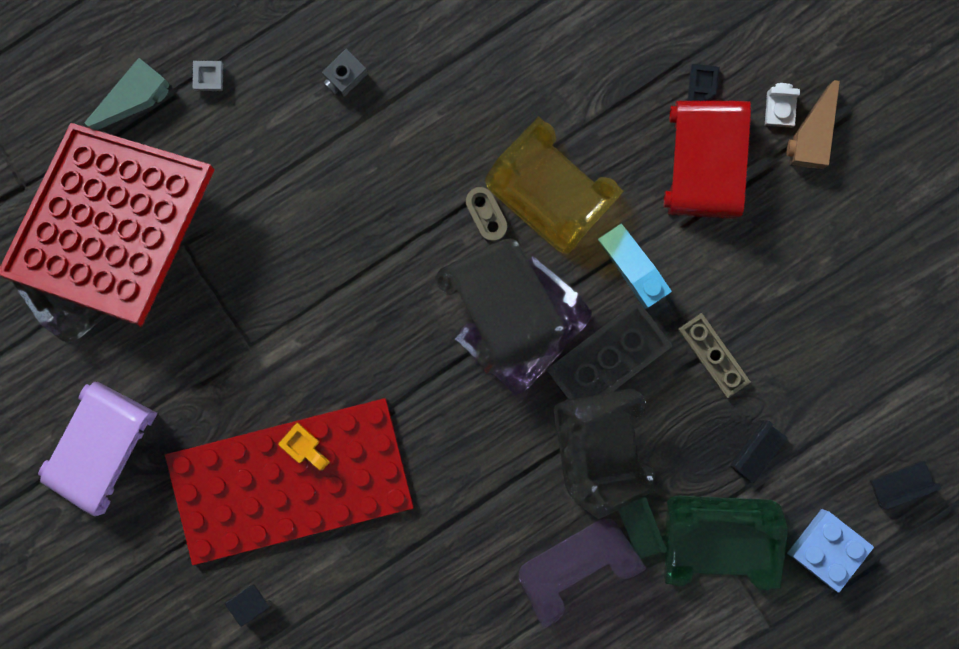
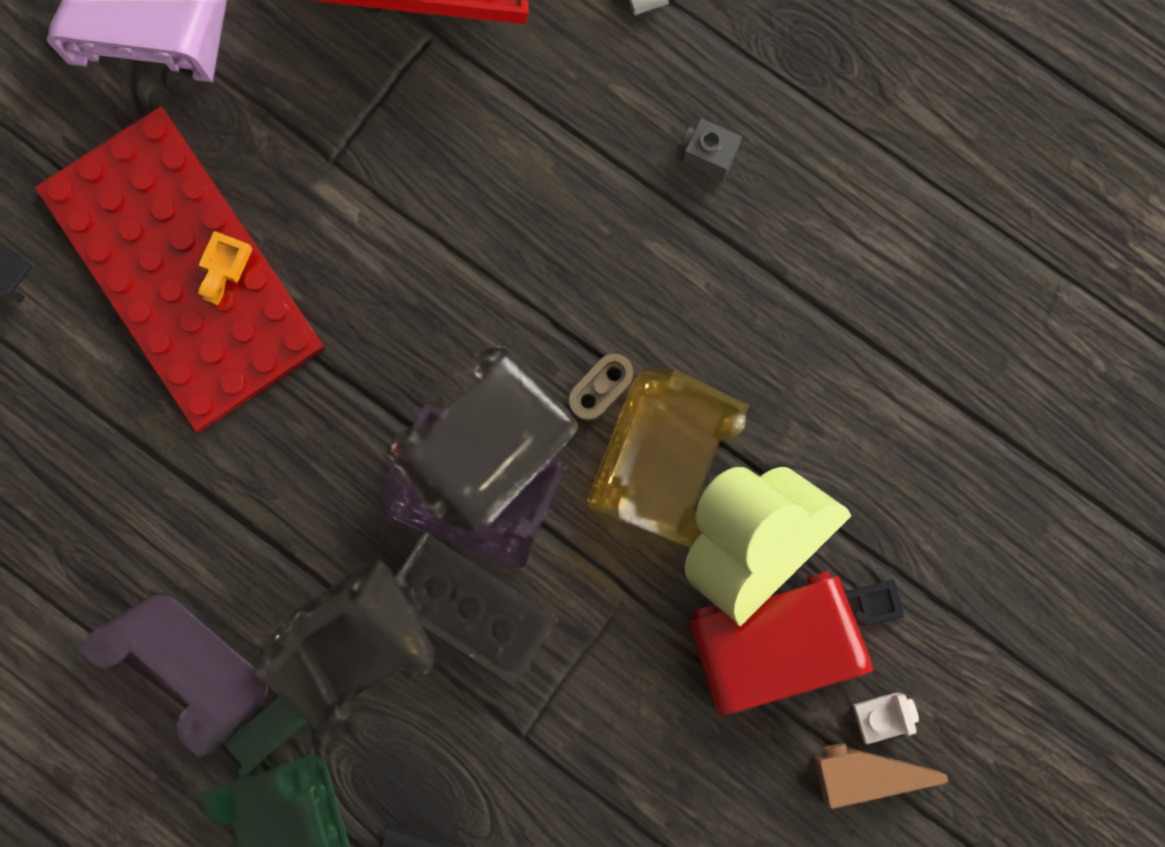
camera: 70 degrees right, 5 degrees down
(631, 144) = (757, 535): none -> yellowish green brick
(634, 266) = (603, 600): medium azure slope -> none
(703, 341) = (512, 768): dark tan tile -> none

